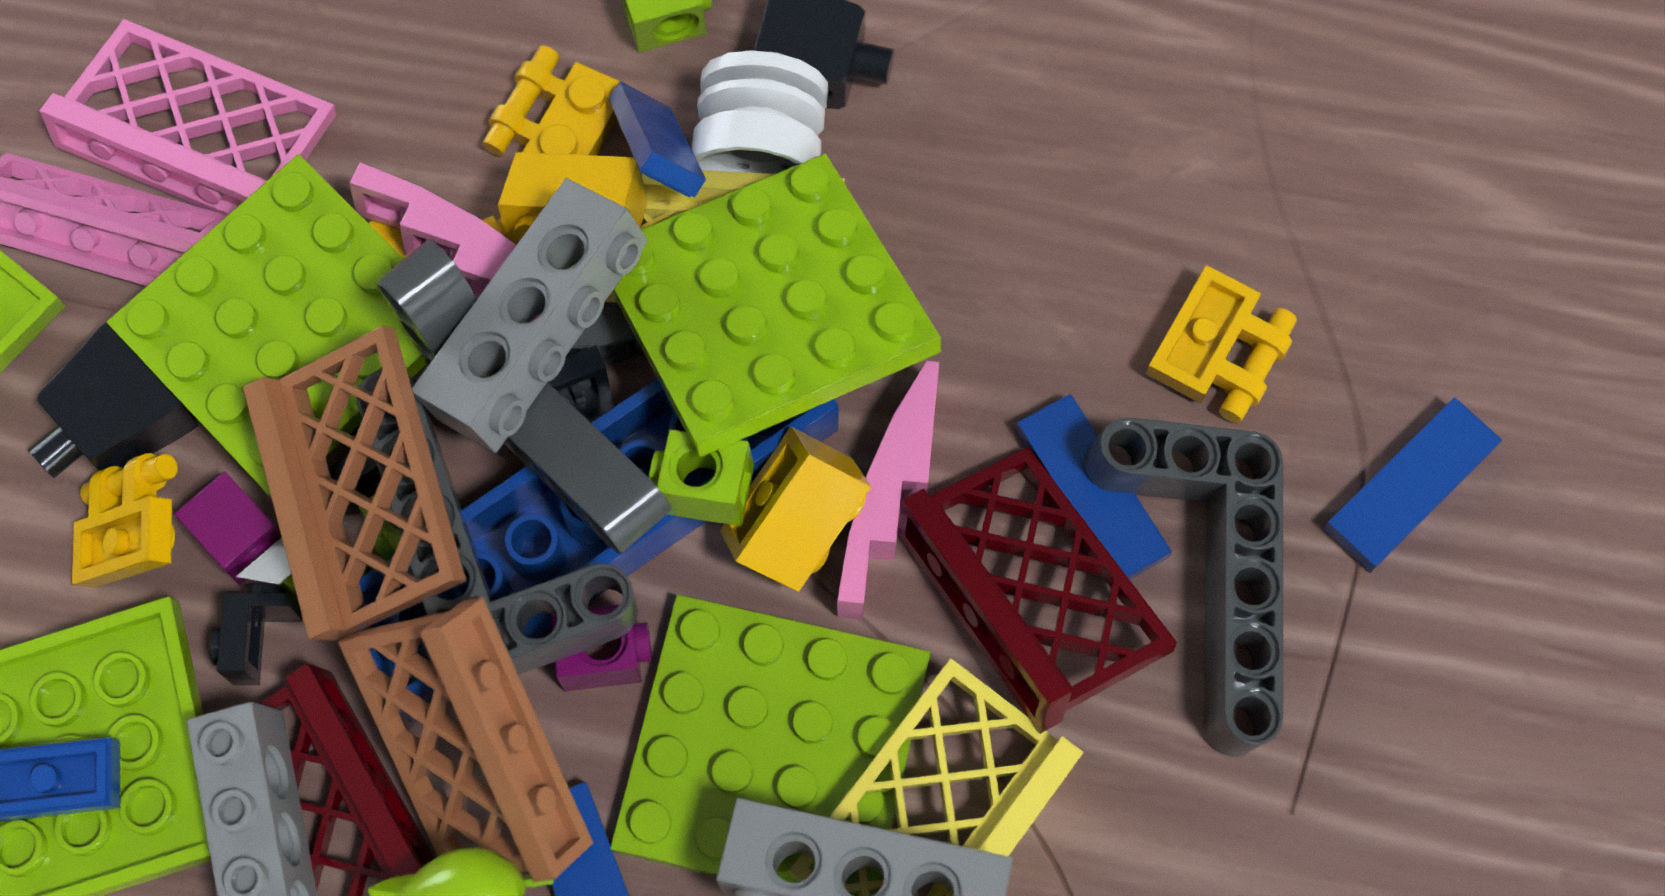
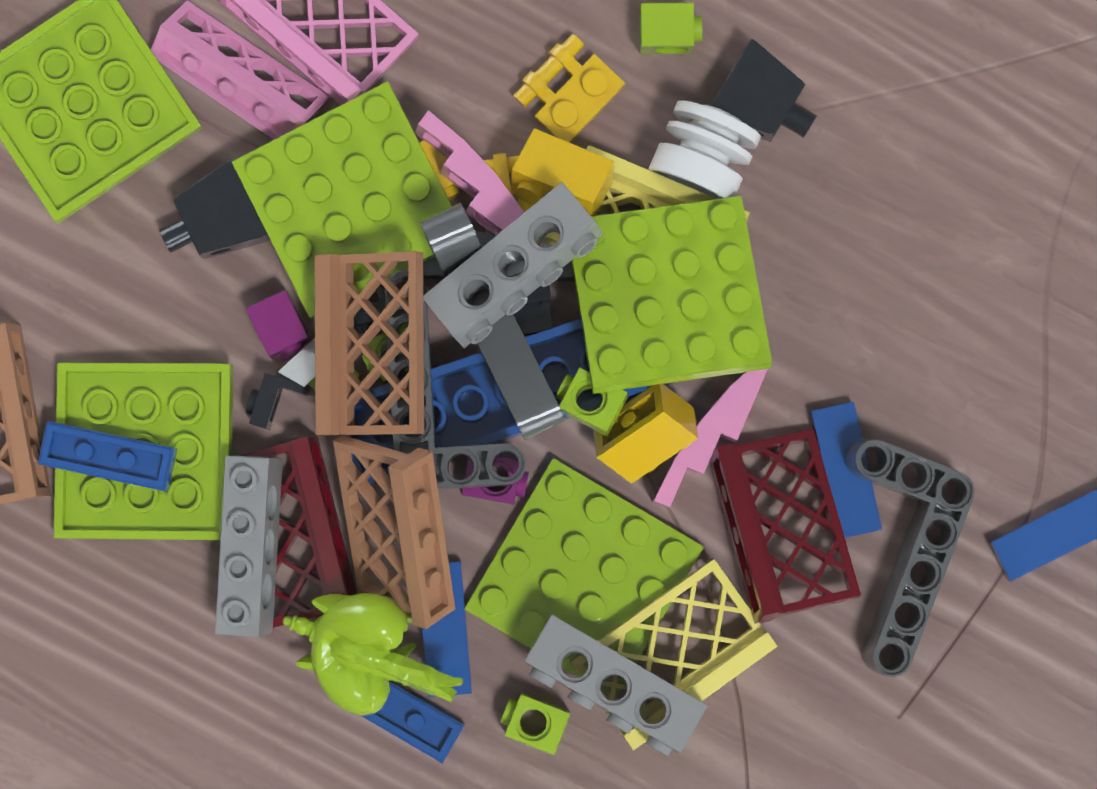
camera: 15 degrees right, 15 degrees up
(126, 522) = (210, 315): yellow plate -> none
(656, 140) = (631, 144): blue tile -> none
(1203, 336) = (957, 389): yellow plate -> none

